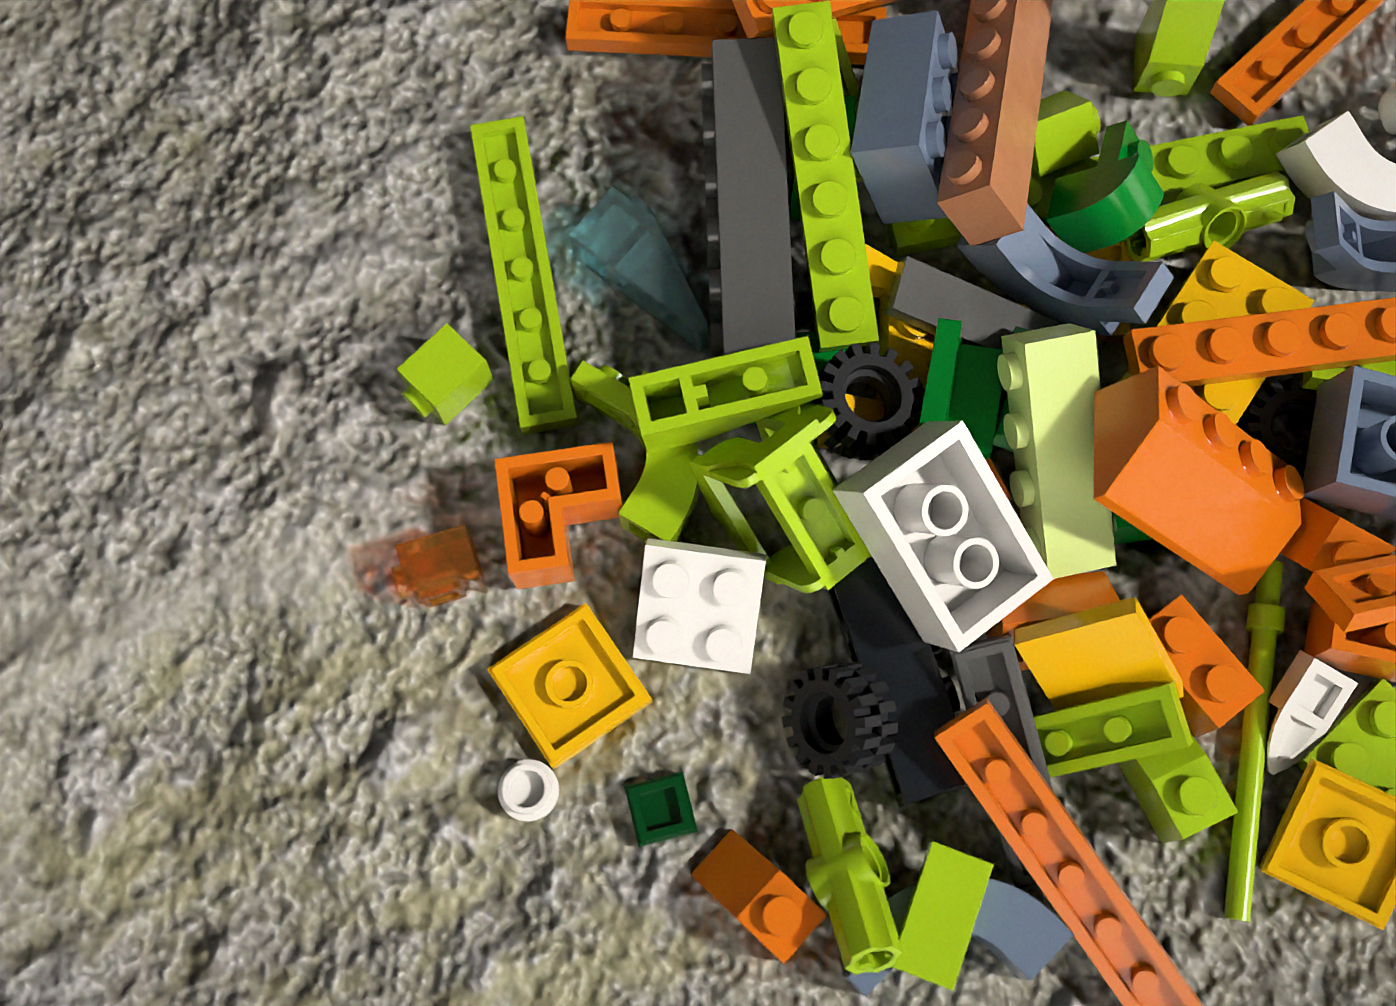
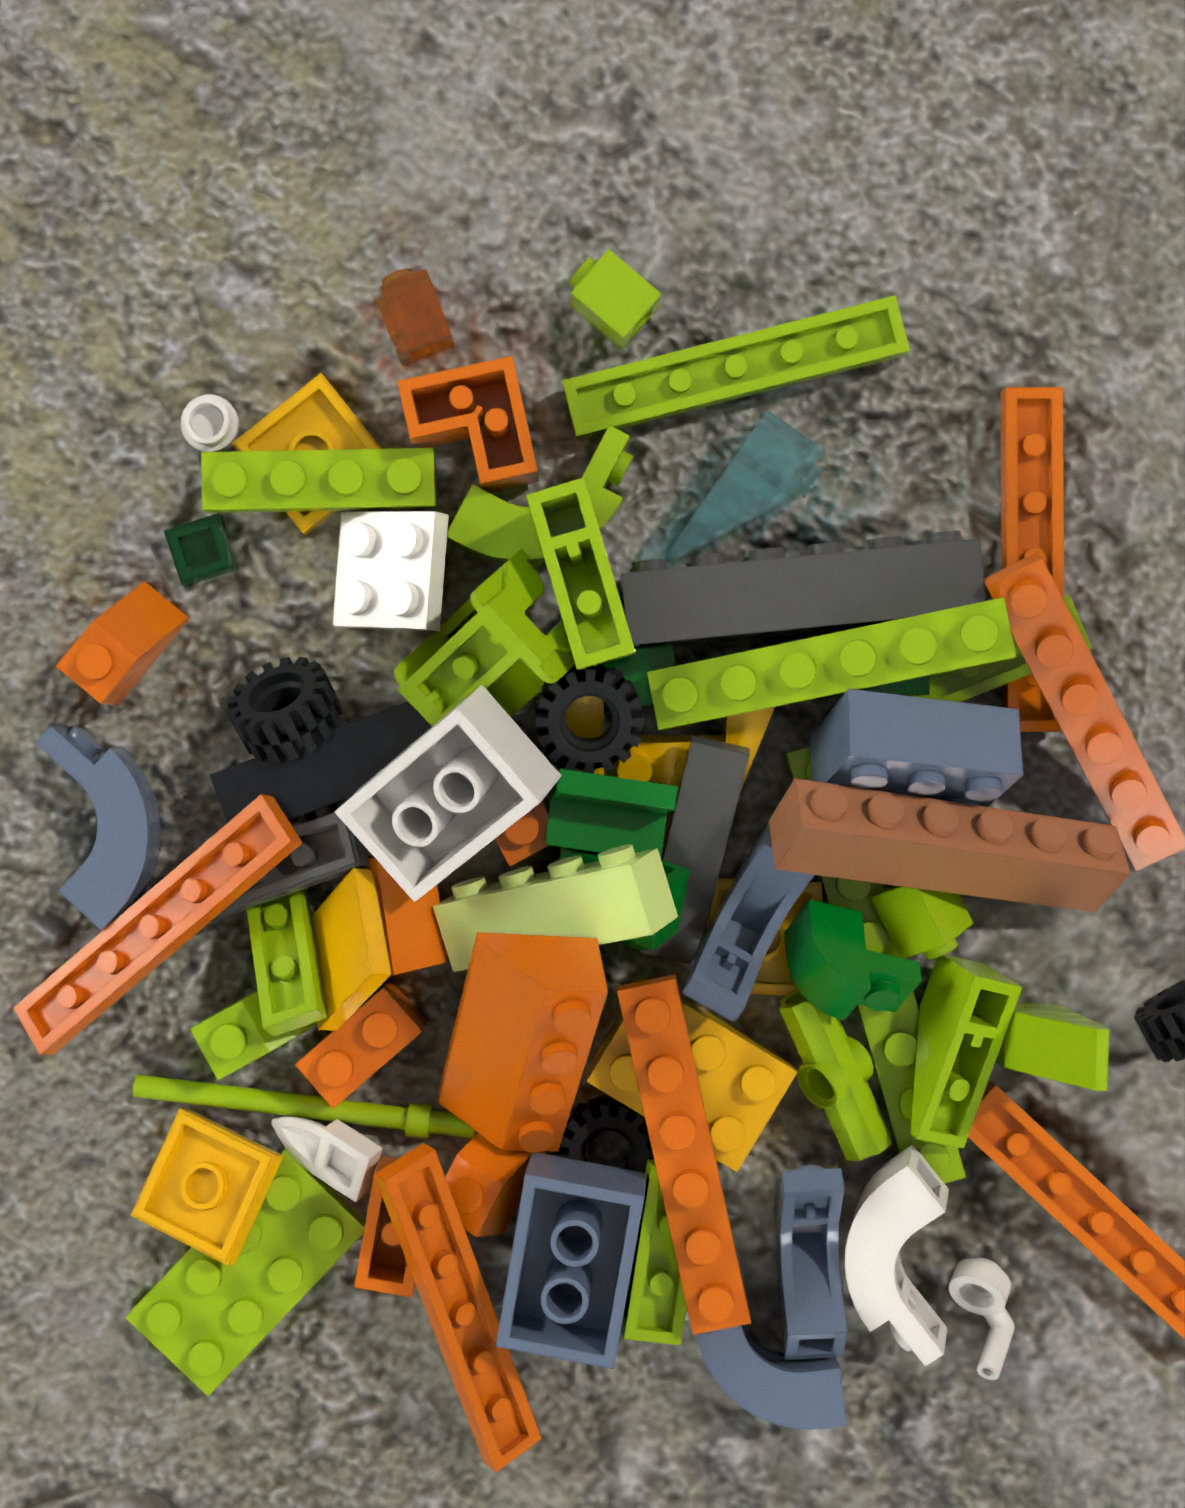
camera: 85 degrees right, 15 degrees up
(599, 676) = (318, 480): none -> lime plate
(848, 876) = (139, 722): lime piece -> none
(942, 914) = (106, 807): lime tile -> none
(1182, 106) = (957, 1046): none -> lime slope

